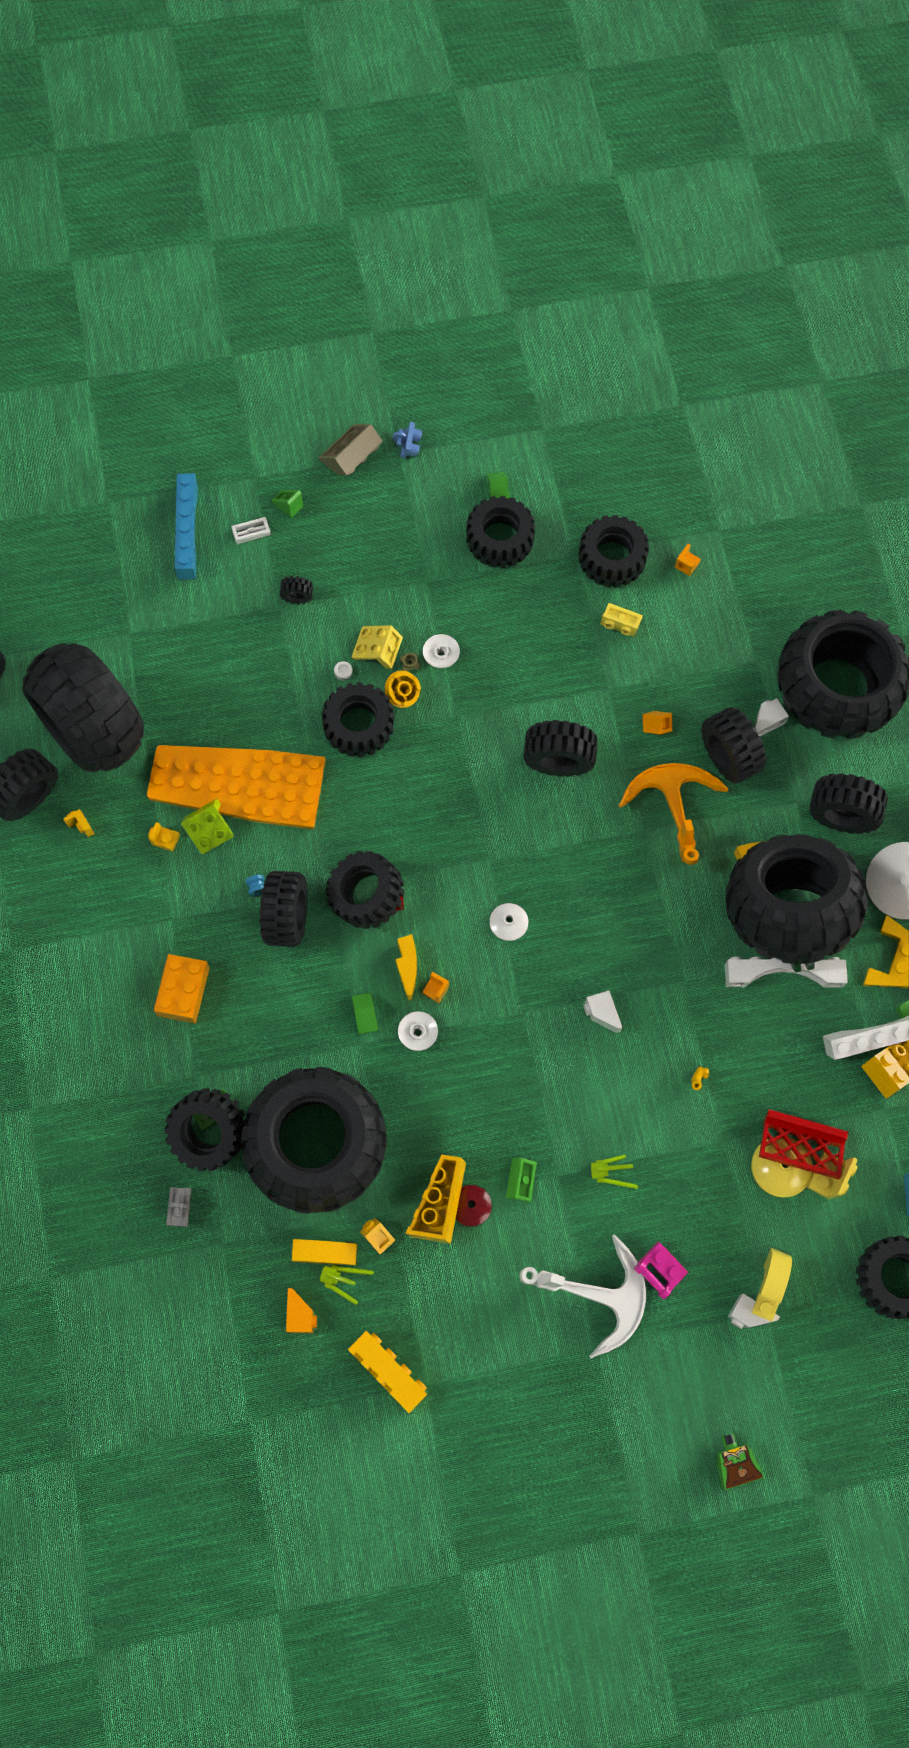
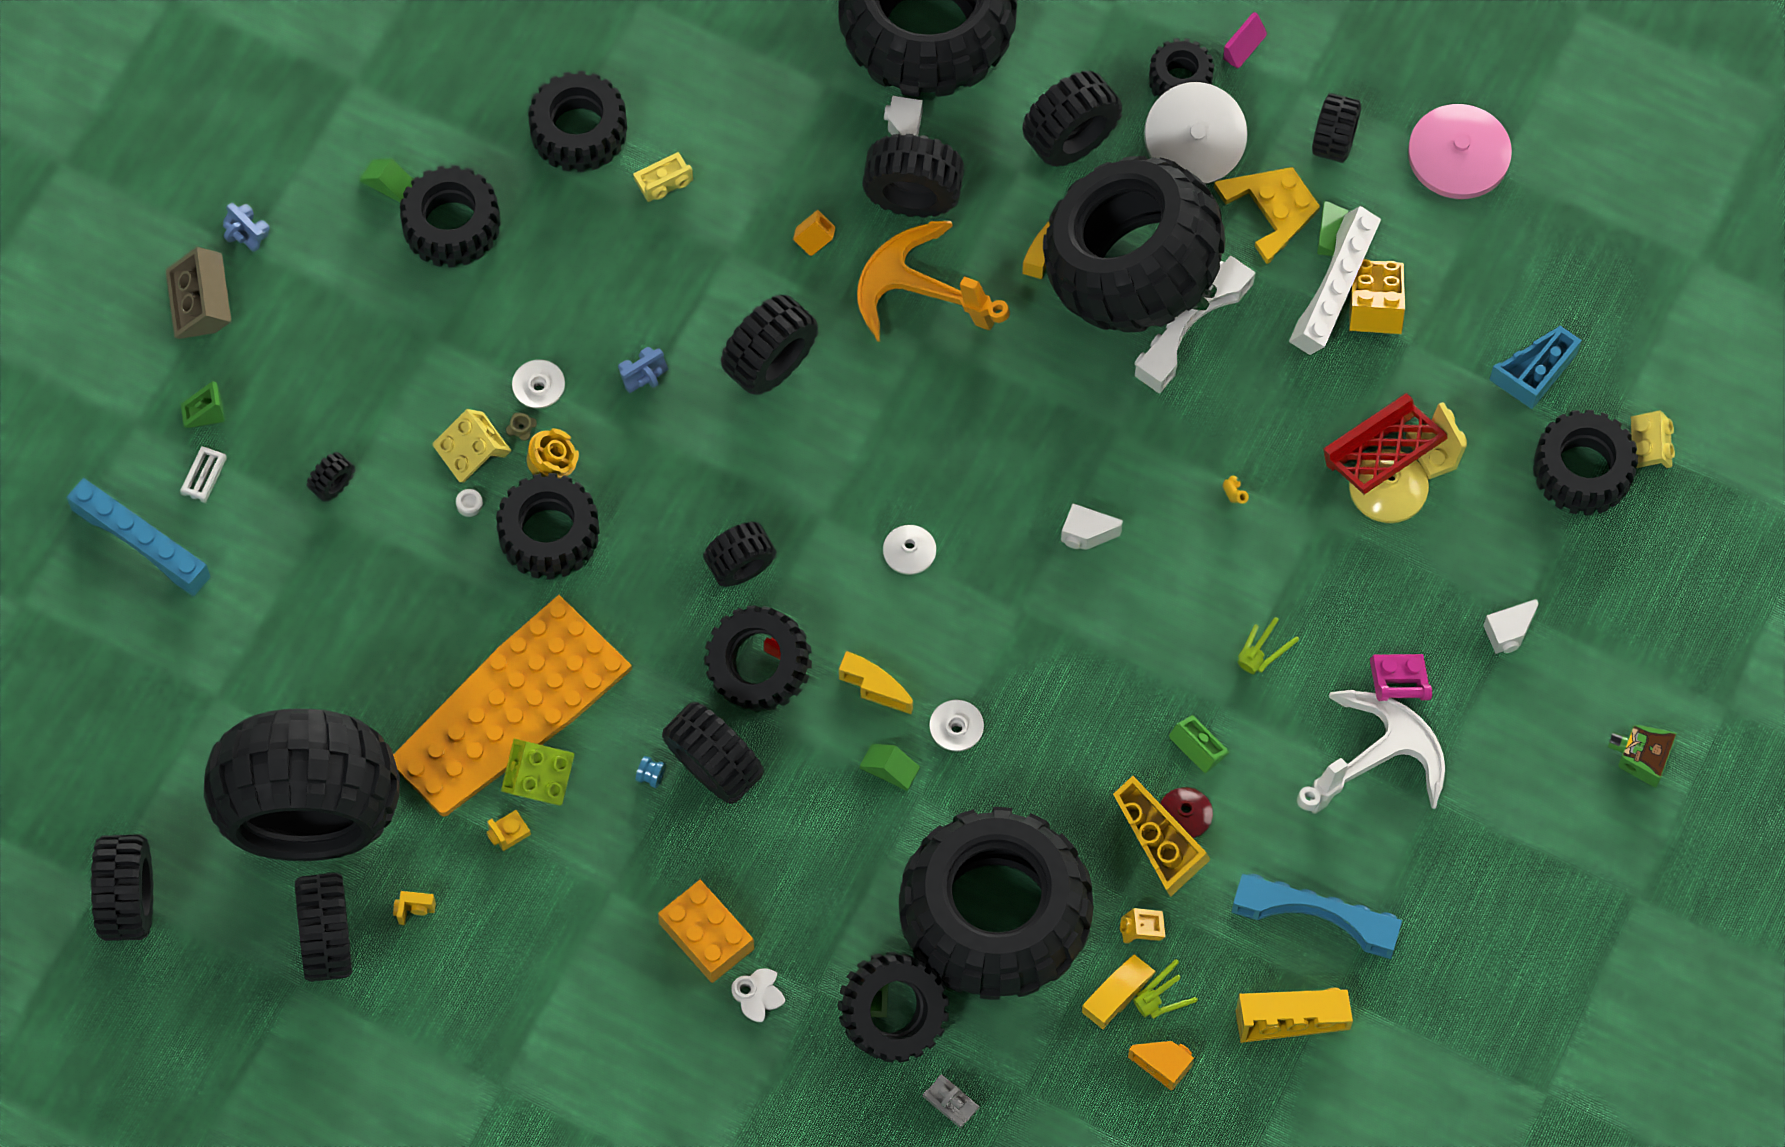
camera: 50 degrees left, 5 degrees down
(167, 1049) = (762, 994): none -> white plate
(422, 831) = (739, 554): none -> black tyre
(436, 987) = (923, 672): light orange panel -> none
(480, 1381) = (1372, 931): none -> dark azure arch
(496, 698) = (644, 370): none -> medium blue hips
(687, 561) = (653, 60): light orange panel -> none
(774, 1284) = (1503, 578): light yellow arch -> none

